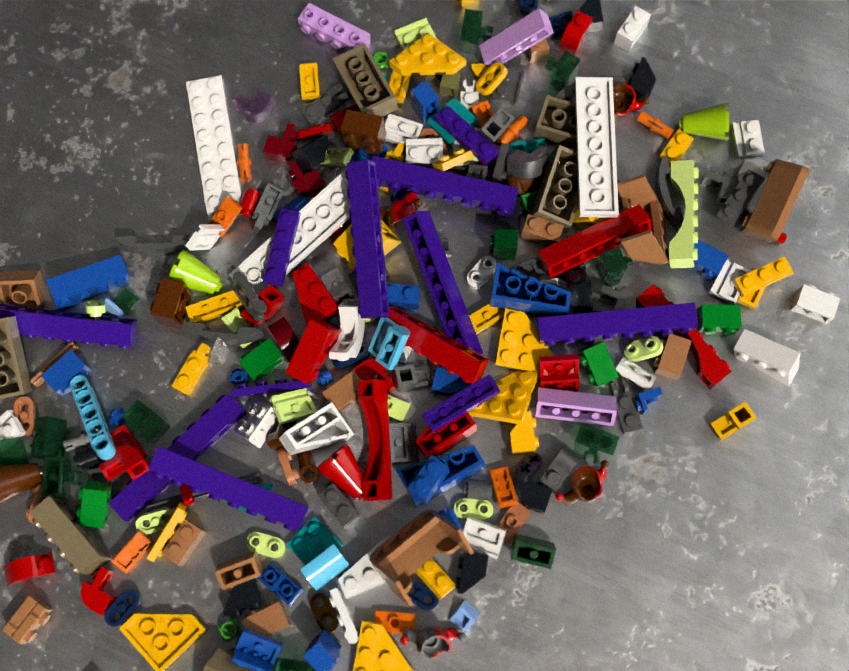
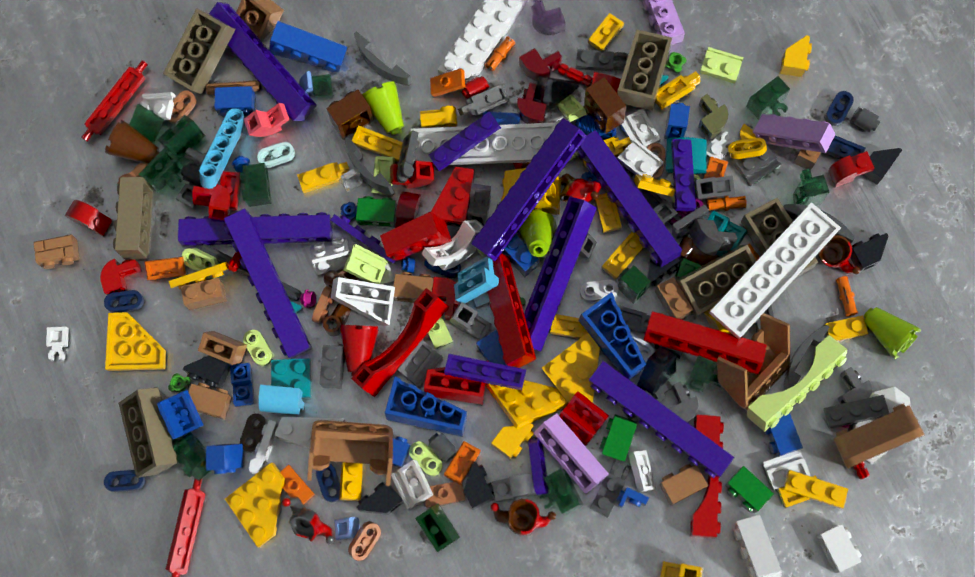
camera: 45 degrees right, 0 degrees up
(94, 307) = (295, 70): yellowish green plate -> none
(94, 504) = (166, 214): green brick -> none
(109, 366) = (266, 123): none -> coral brick
(138, 385) = (276, 154): none -> light aqua plate
(205, 237) = (417, 86): white plate -> none
(245, 245) = (439, 118): none -> yellow piece
(270, 472) = (308, 298): none -> dark pink plate
(402, 267) = (538, 232): none -> lime cone
(427, 57) = (711, 89): yellow plate -> none
(428, 479) = (408, 405): blue brick -> none
(439, 212) = (607, 214): none -> yellow plate
(475, 231) = (623, 255): none -> yellow plate
(487, 612) = (364, 541): none -> nougat plate
(525, 464) = (493, 468): black beam -> none
(561, 438) = (538, 466): none -> dark purple beam
(632, 29) = (902, 204): white brick -> none
(642, 349) = (663, 458): yellowish green plate -> none
(747, 139) = (913, 372): white plate -> none

